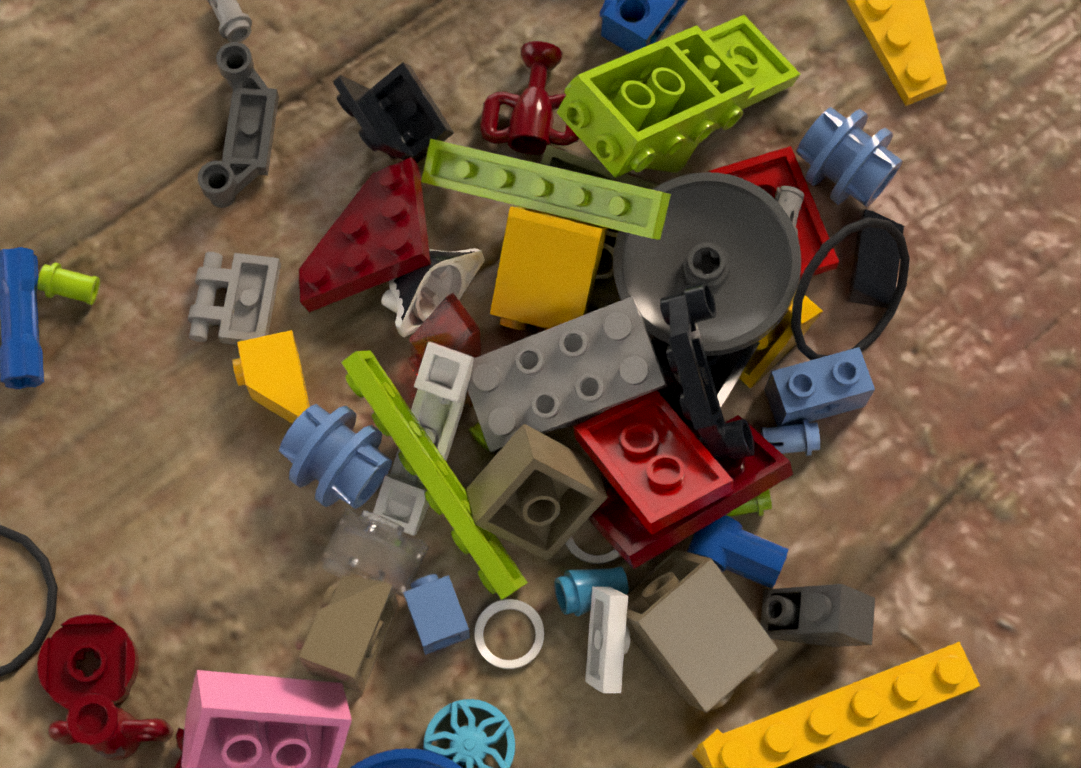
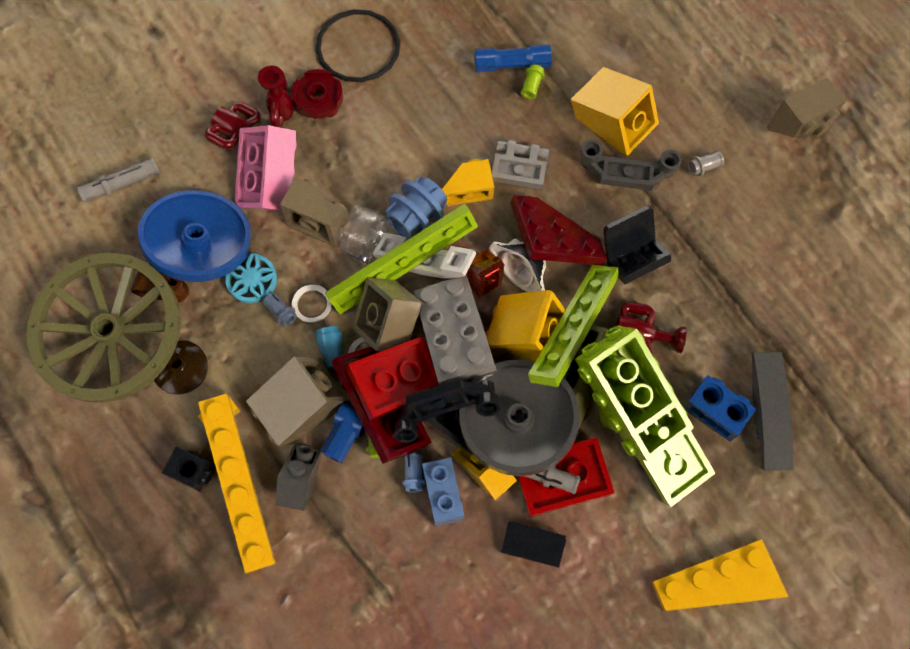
camera: 95 degrees right, 0 degrees up
(128, 146) = (616, 109): none -> yellow slope
(436, 613) = (324, 261): medium blue brick -> none
(528, 684) = (284, 314): none -> sand blue pin
(607, 639) = (295, 349): white plate -> none
(819, 257) = (524, 492): black piece -> none
(848, 156) = (604, 525): medium blue piece -> none

